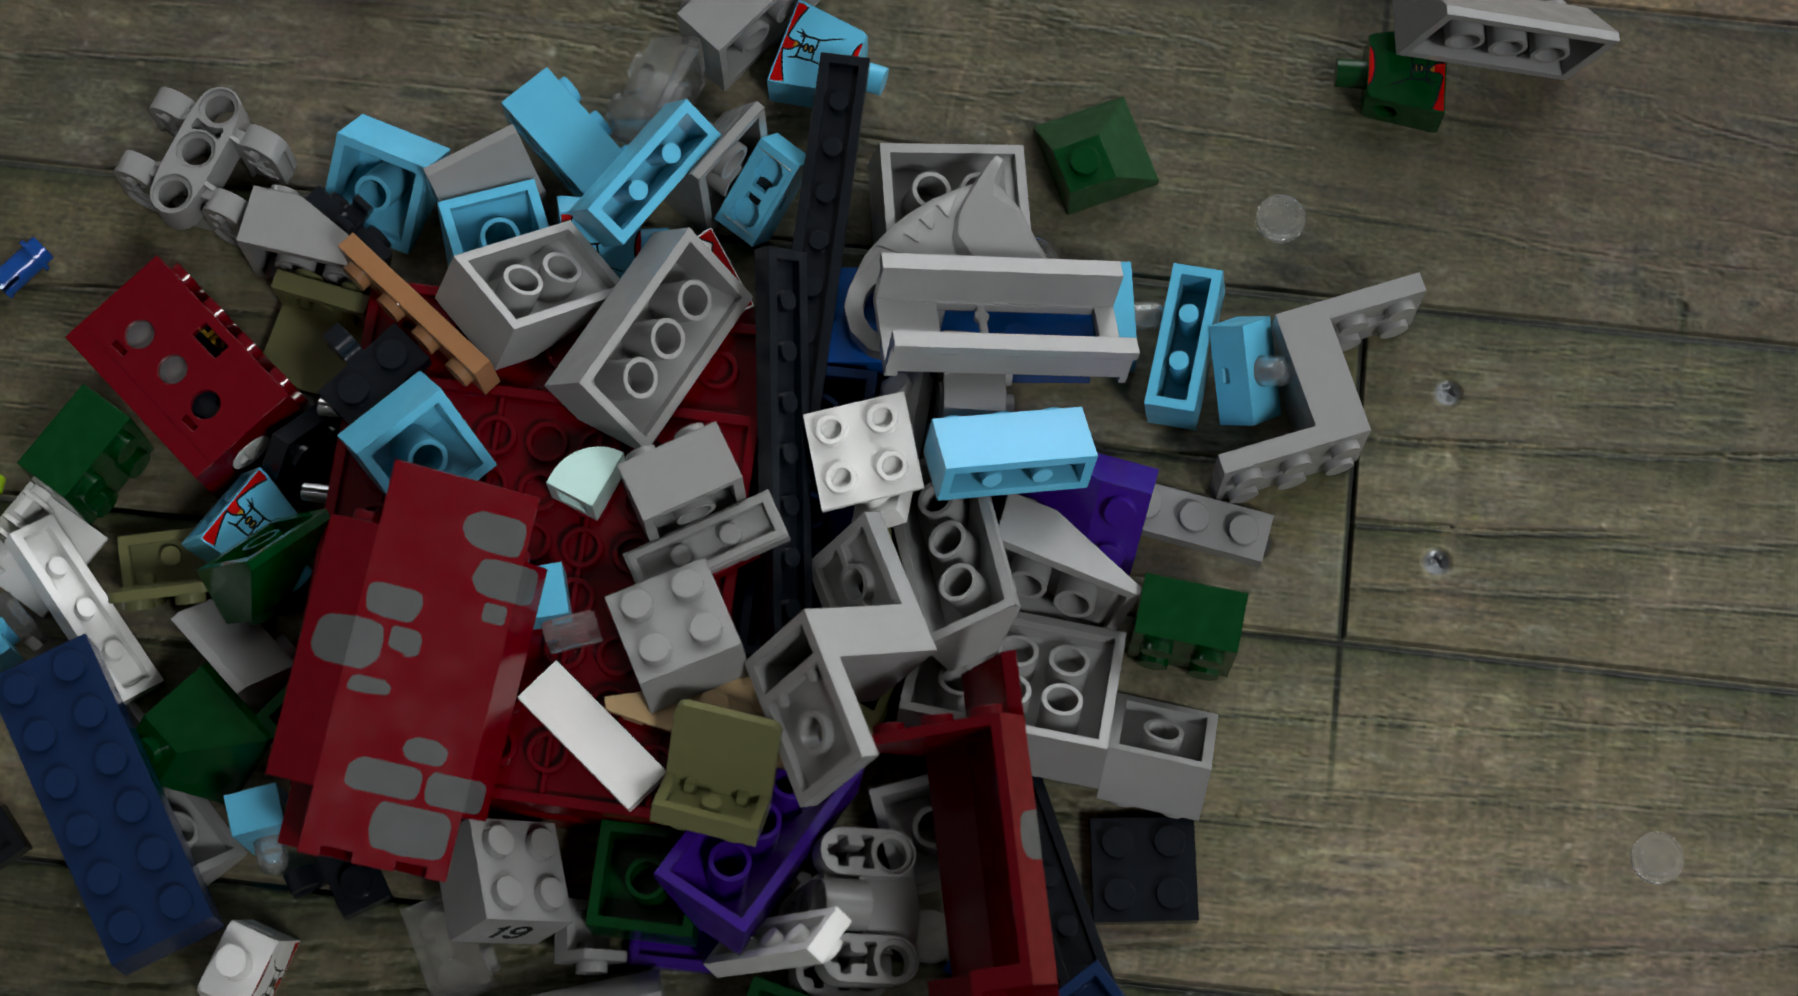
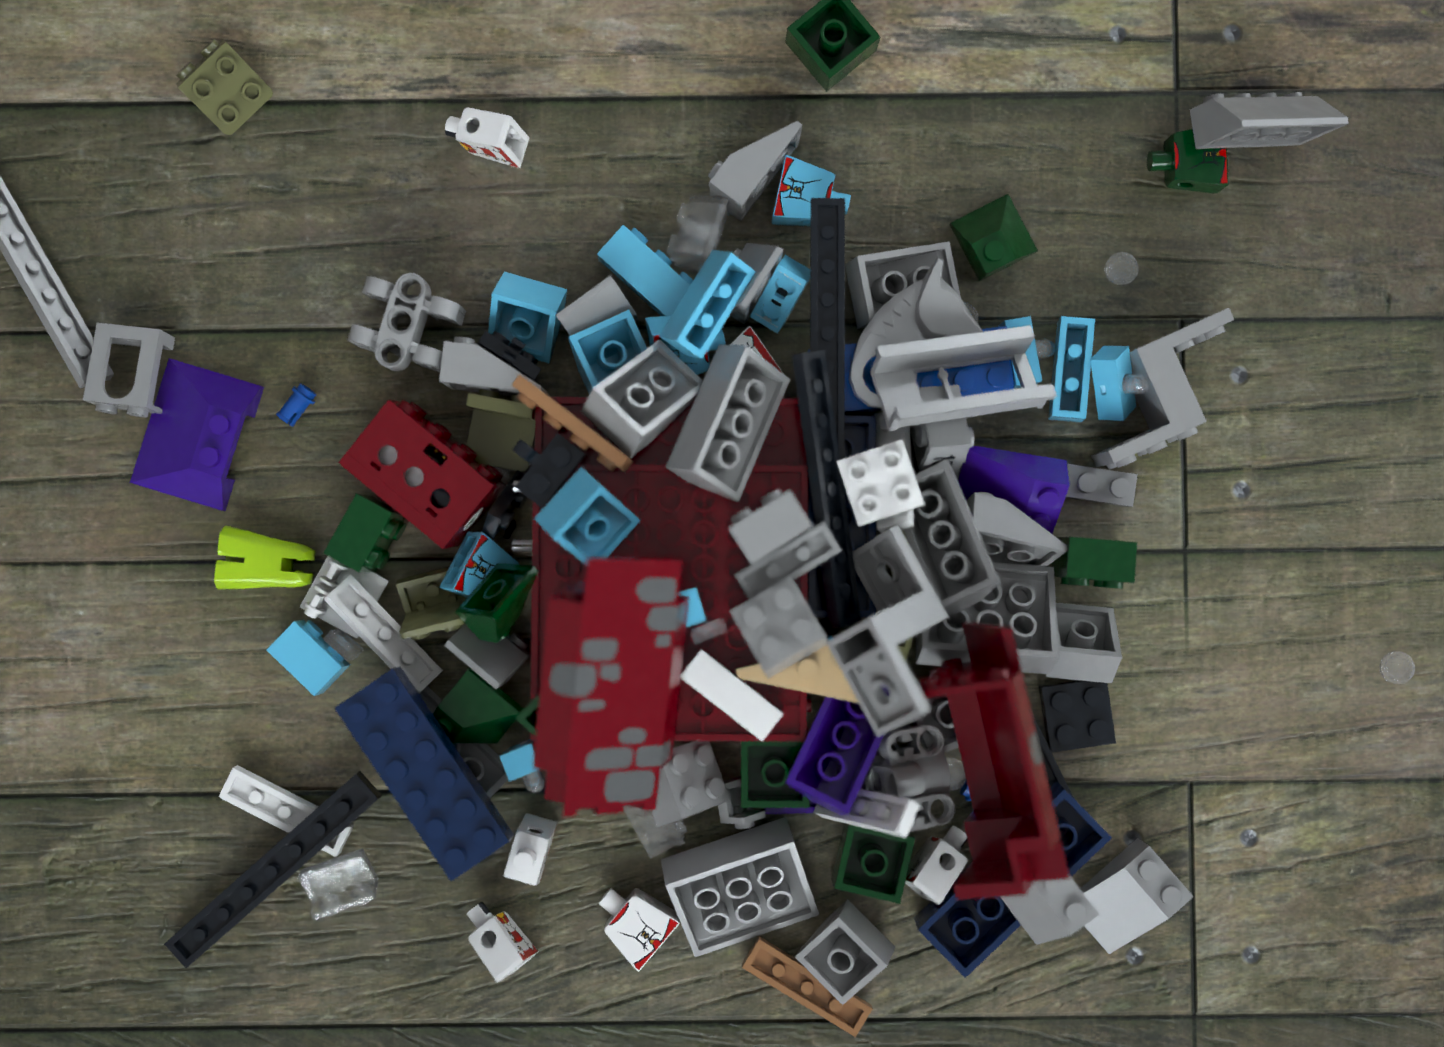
camera: 10 degrees left, 15 degrees up
(587, 479) = (703, 526): light aqua brick -> none
(718, 772) = (819, 719): olive bracket -> none
(1009, 453) = (977, 472): medium azure brick -> none

